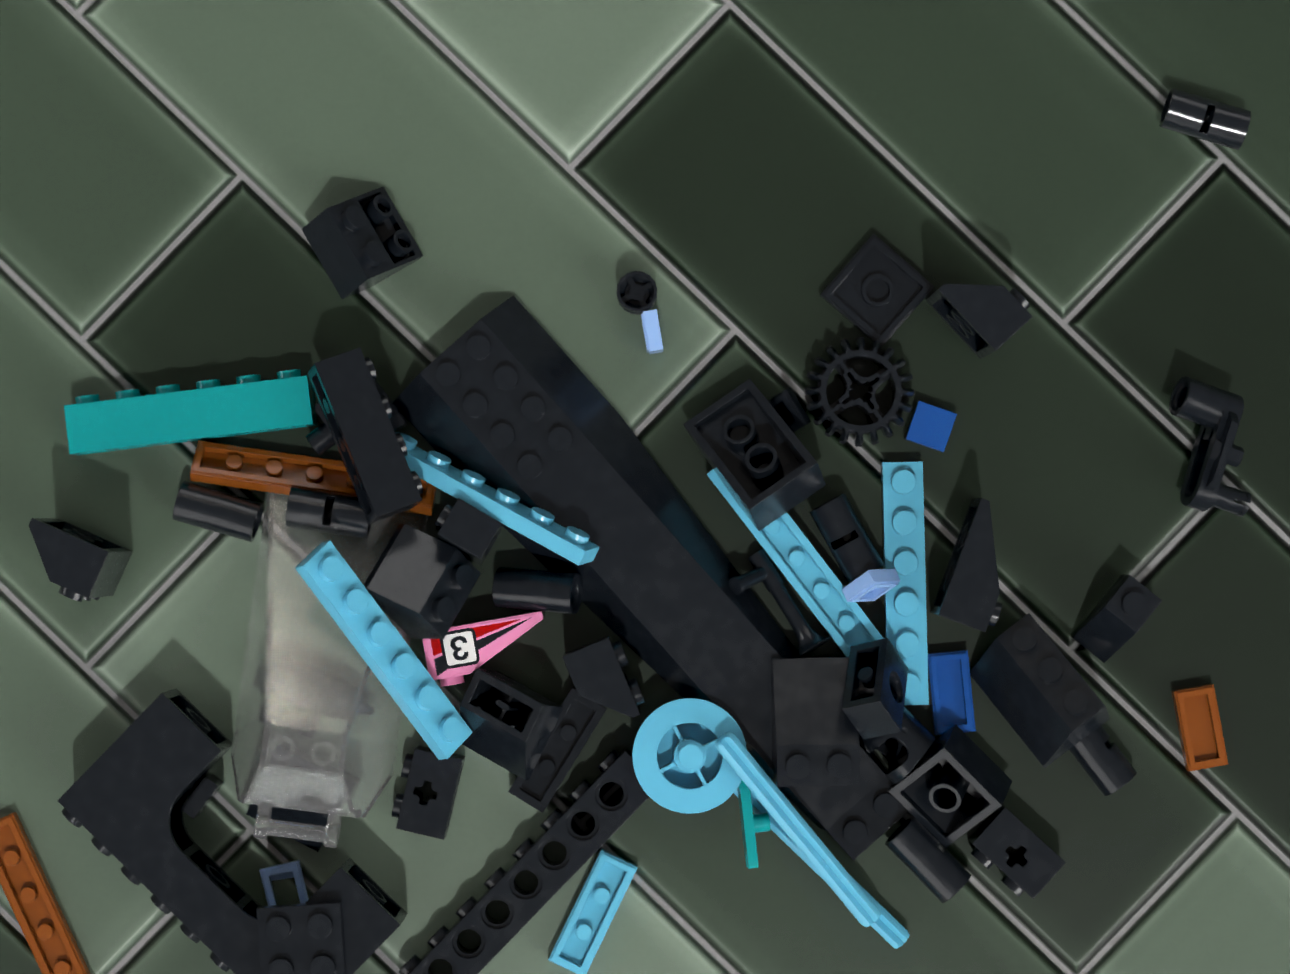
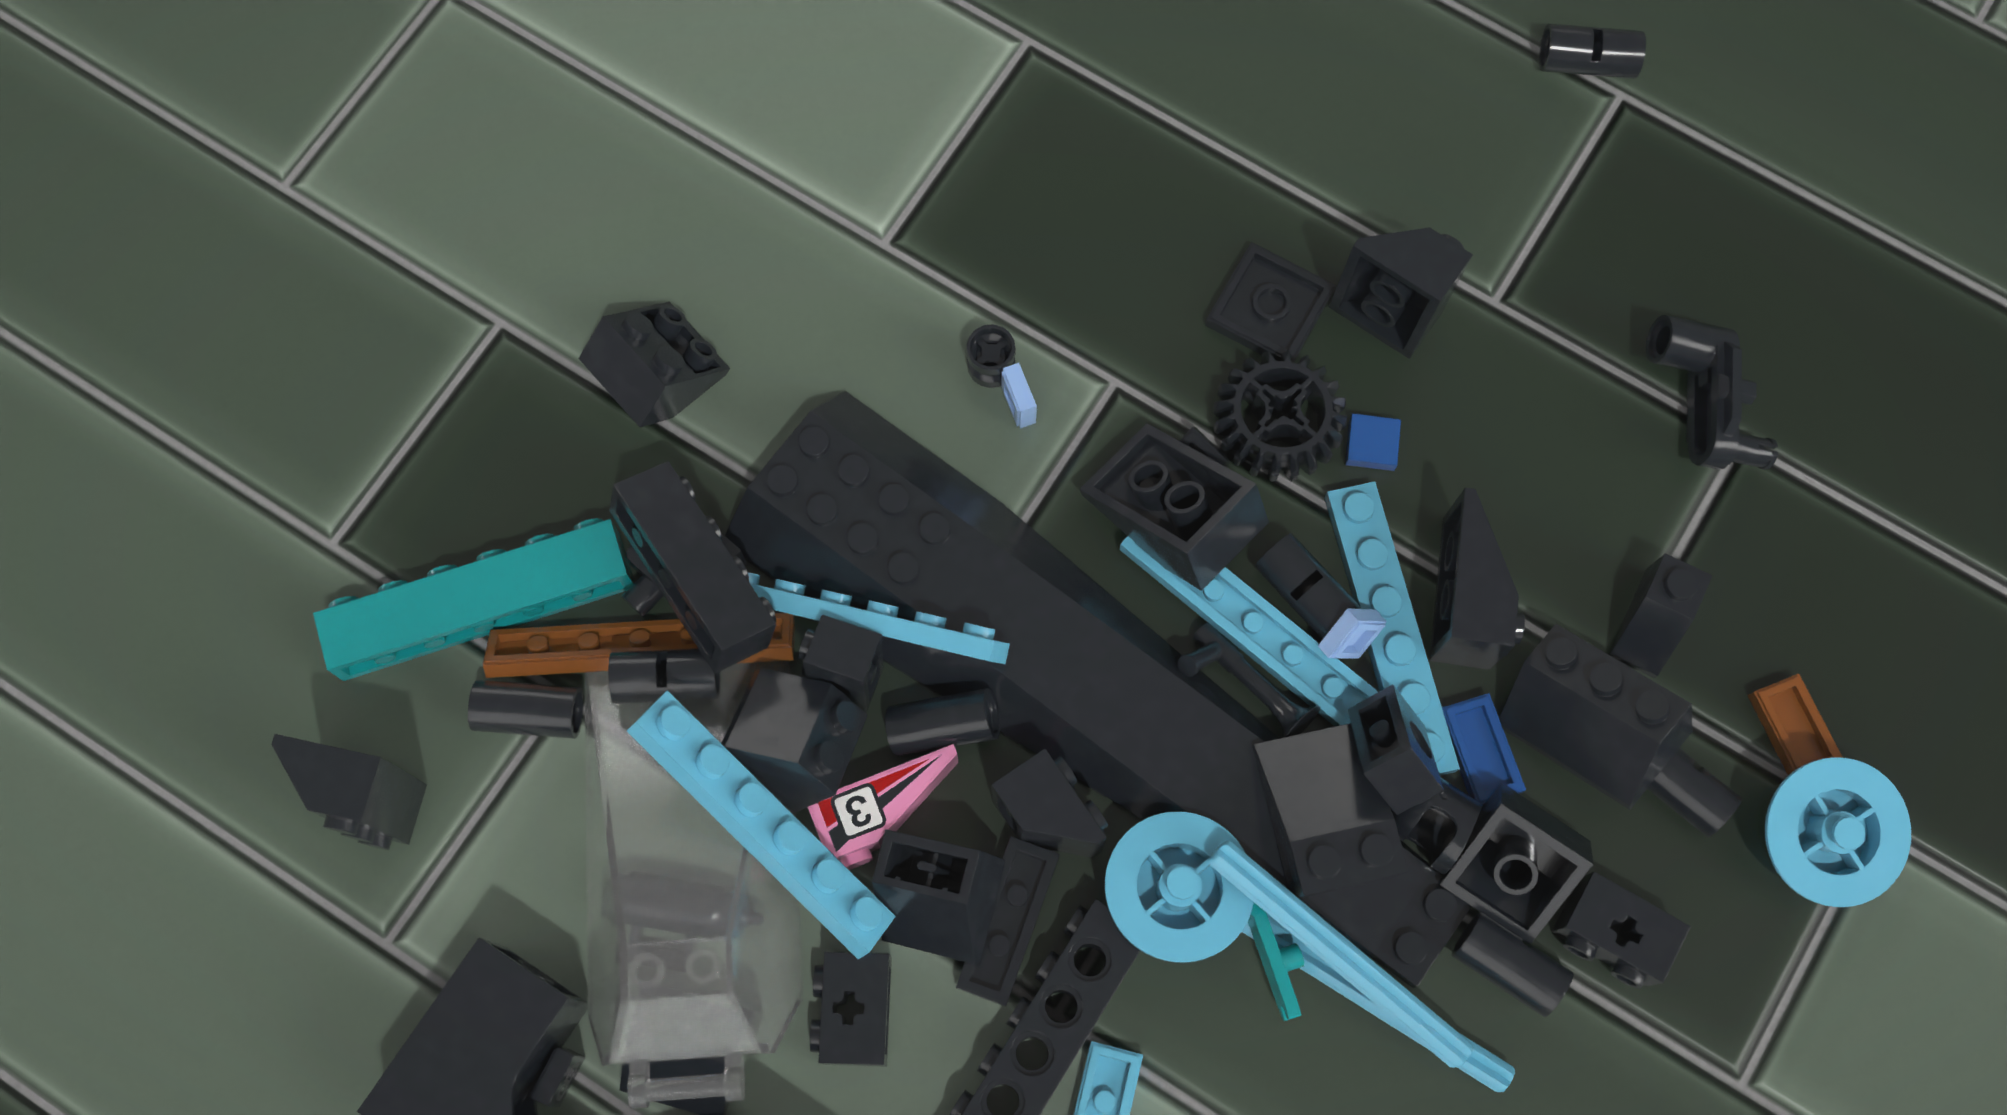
camera: 15 degrees left, 15 degrees down
(1198, 816) = (1838, 832): none -> medium azure wheel

